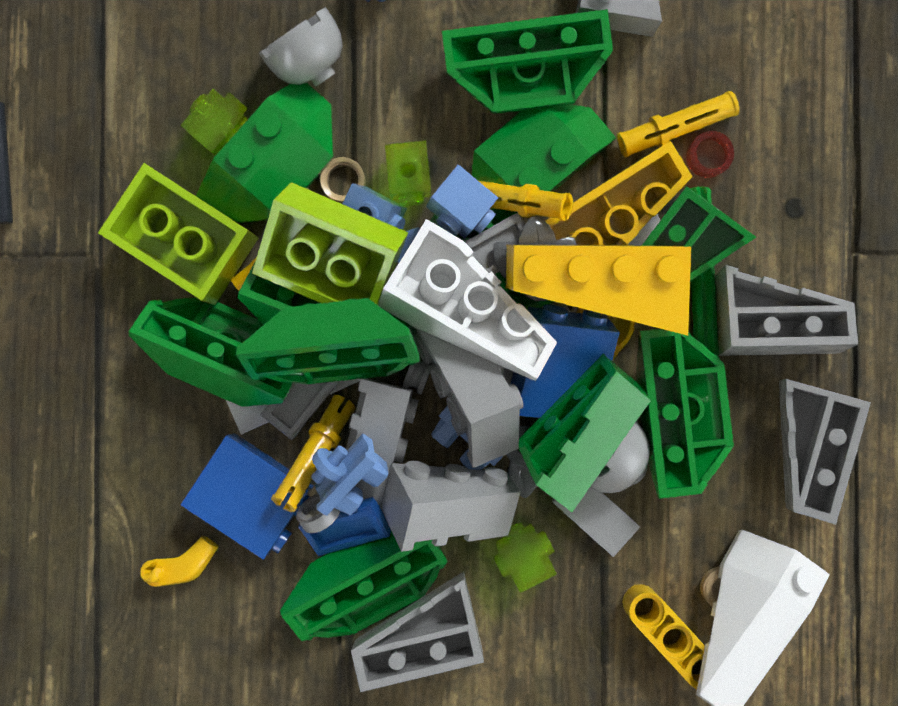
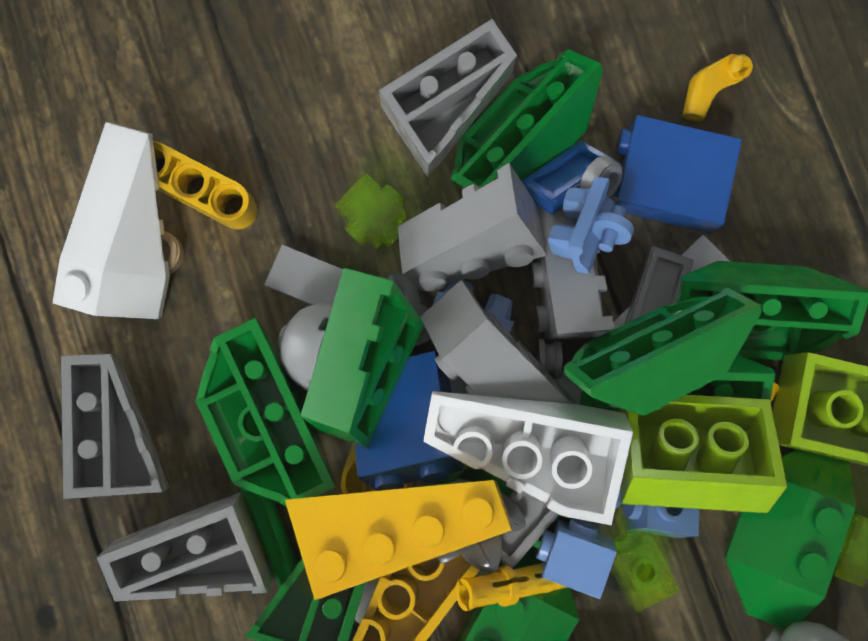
camera: 160 degrees right, 5 degrees down
(322, 435) = (623, 258): yellow pin -> none
(336, 163) = (718, 549): tan piece -> none

